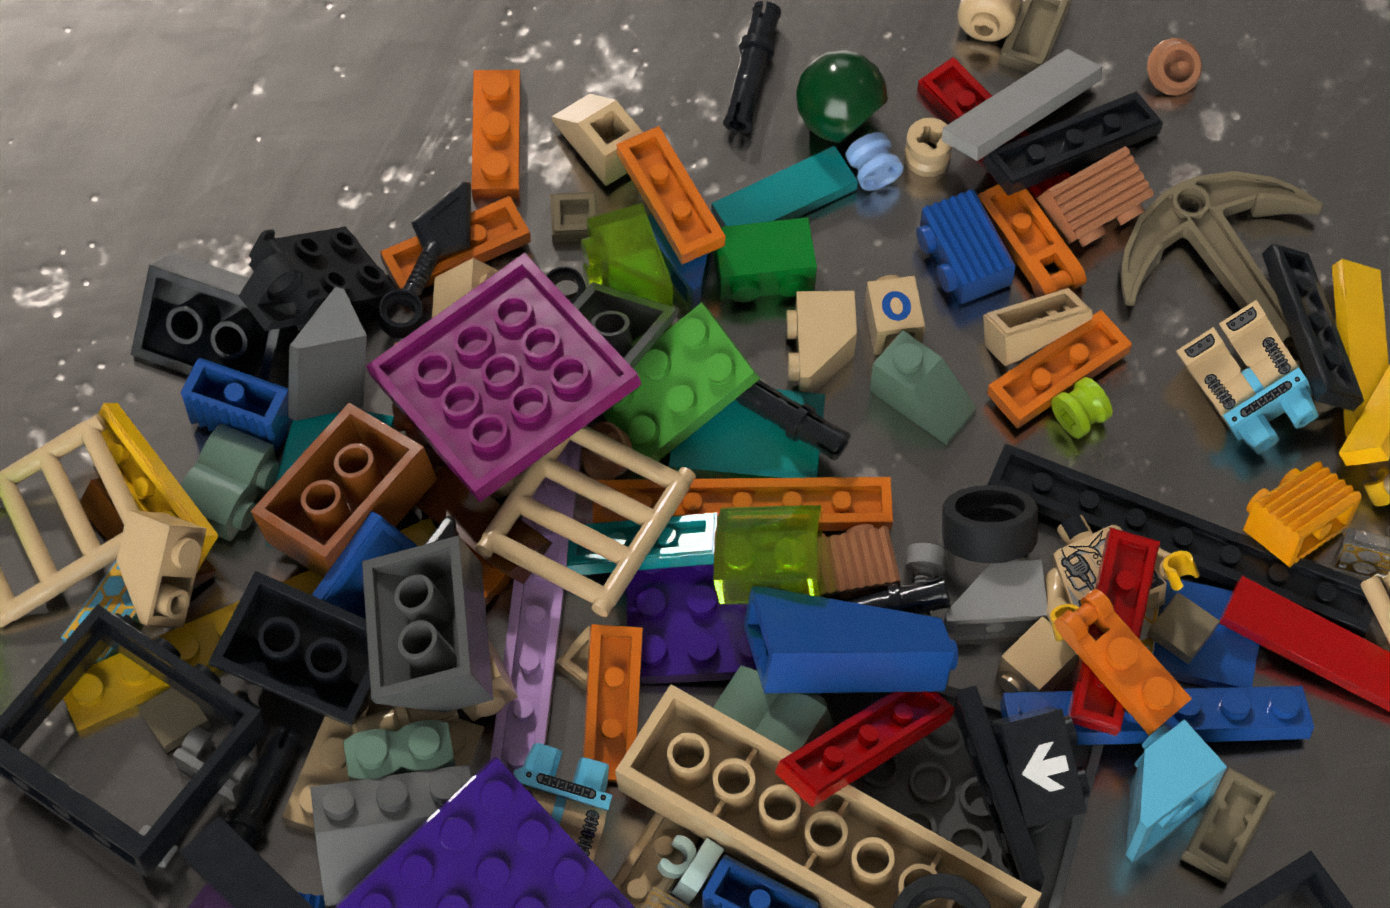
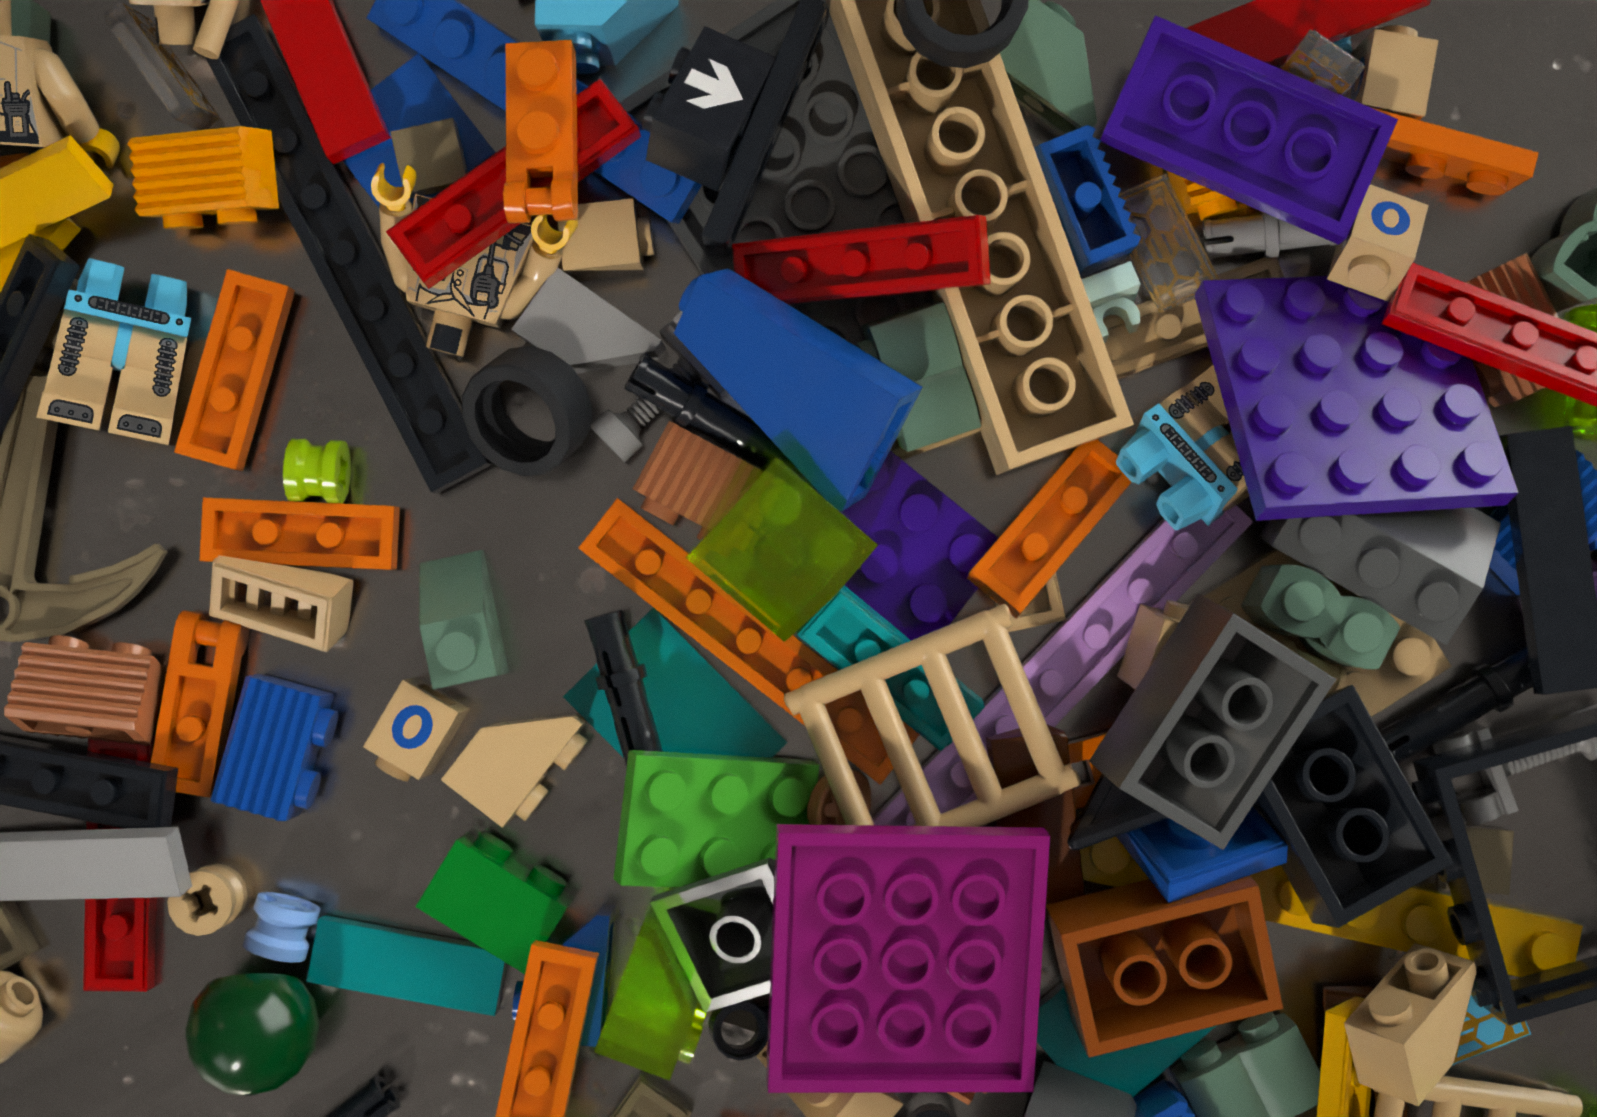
camera: 140 degrees left, 25 degrees up
(1182, 428) = (234, 370): none -> orange plate

